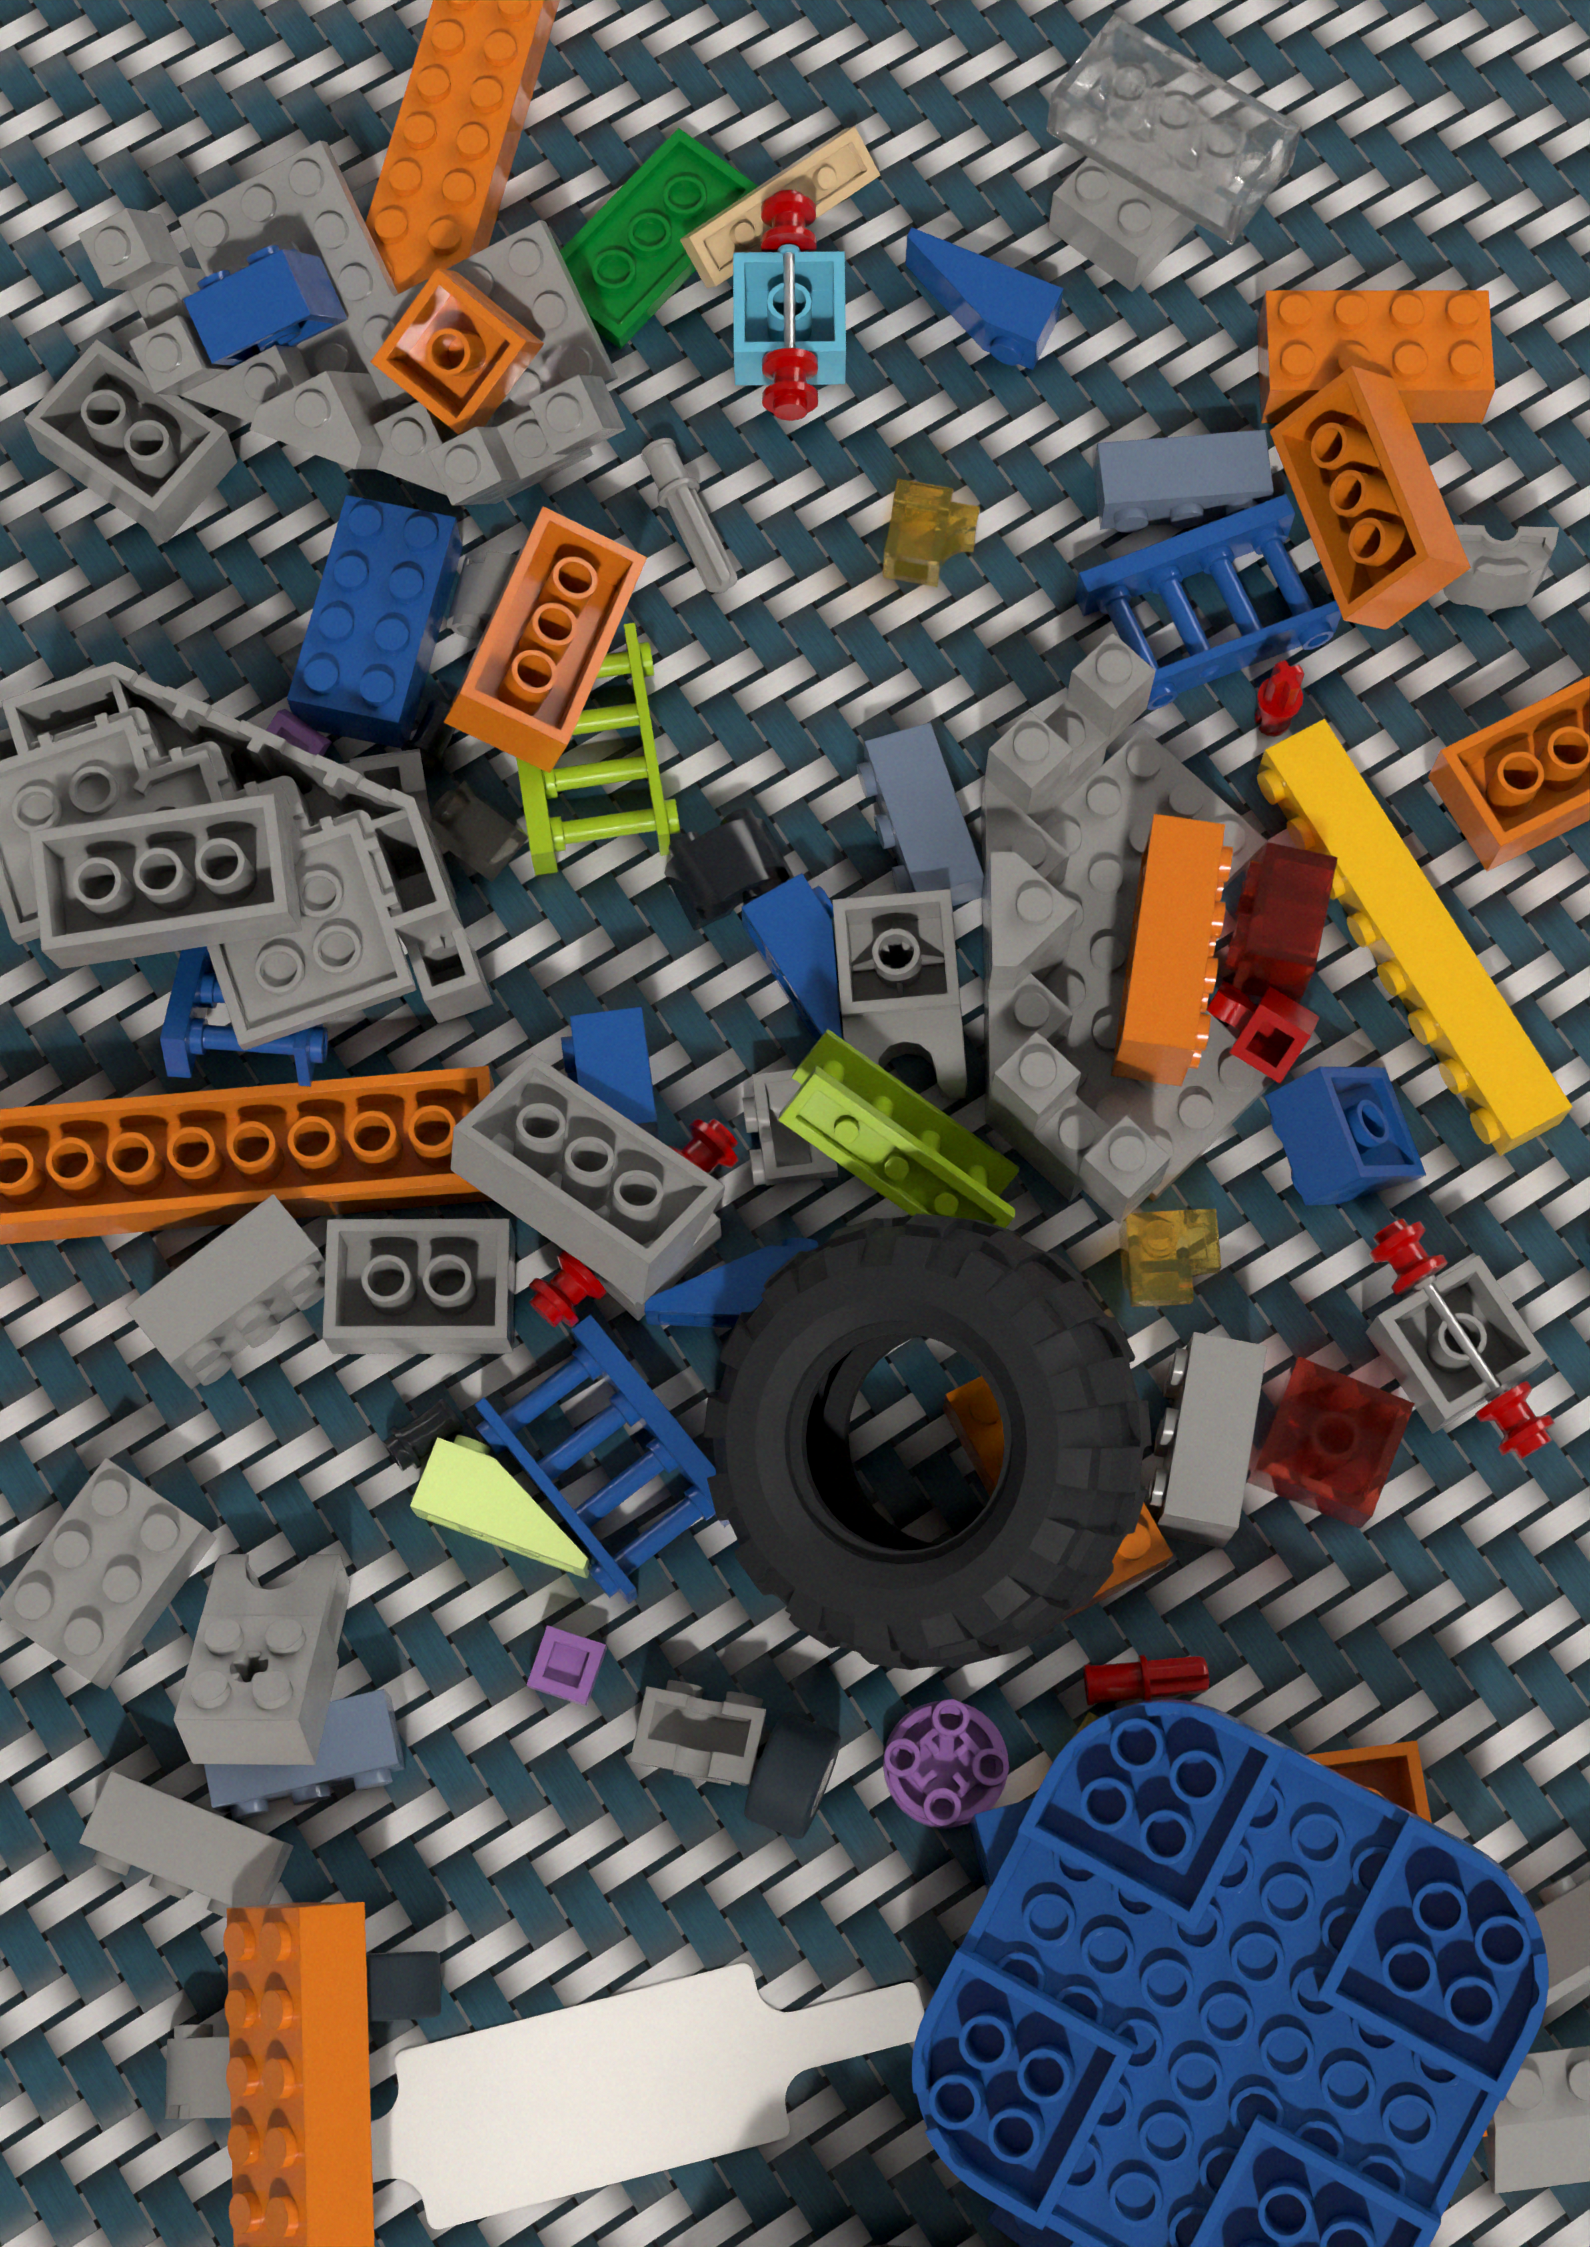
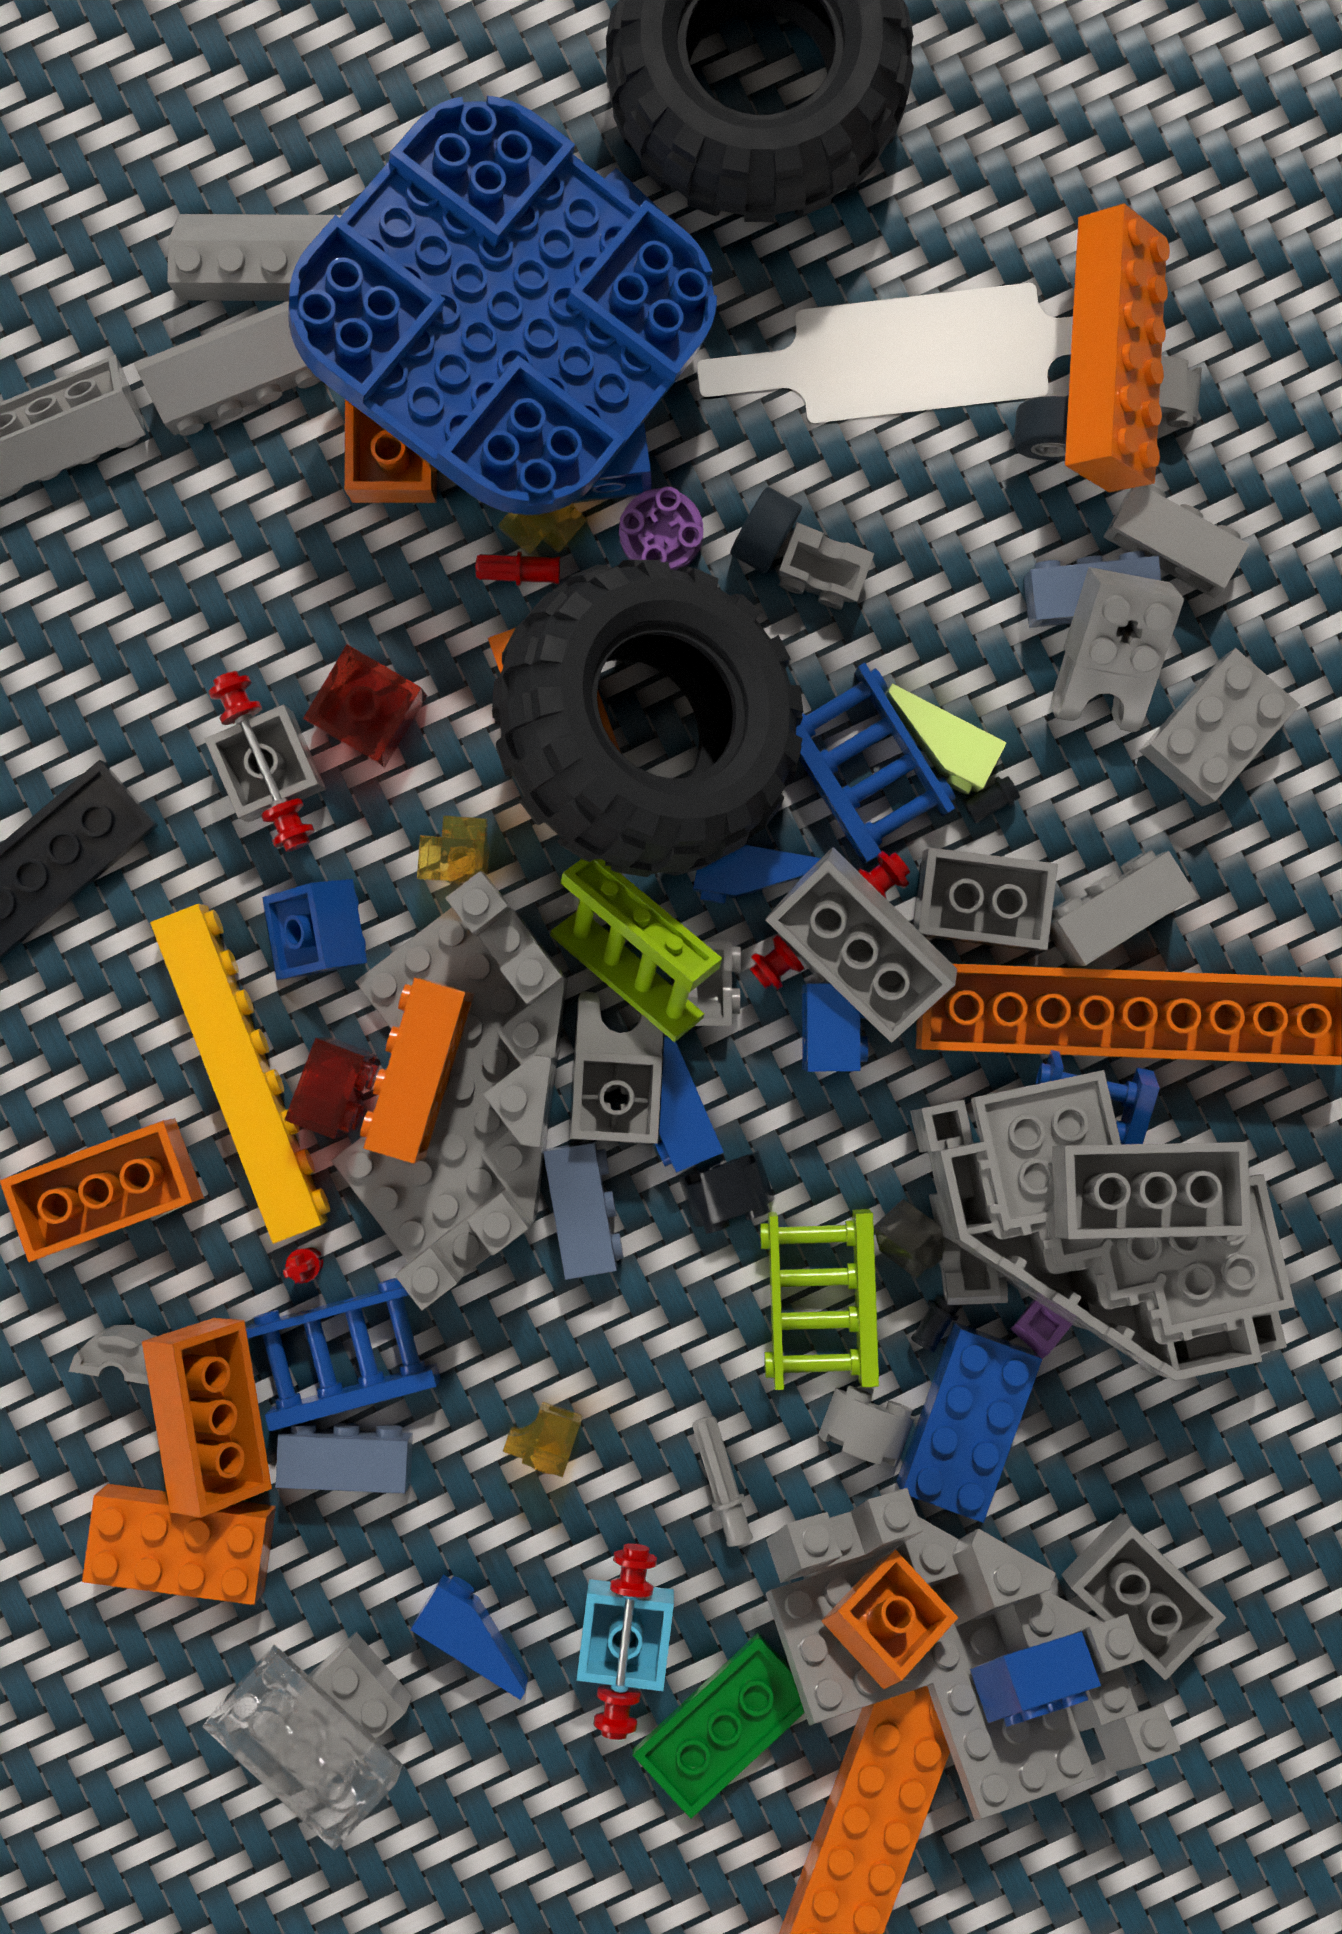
camera: 170 degrees left, 15 degrees up
(546, 640) = (844, 1375): orange brick -> none
(567, 1666) = (908, 627): medium lavender plate -> none
(823, 175) = (591, 1755): tan plate -> none
(1206, 1439) = (450, 716): light grey brick -> none
(1269, 1032) = (354, 1009): red brick -> none

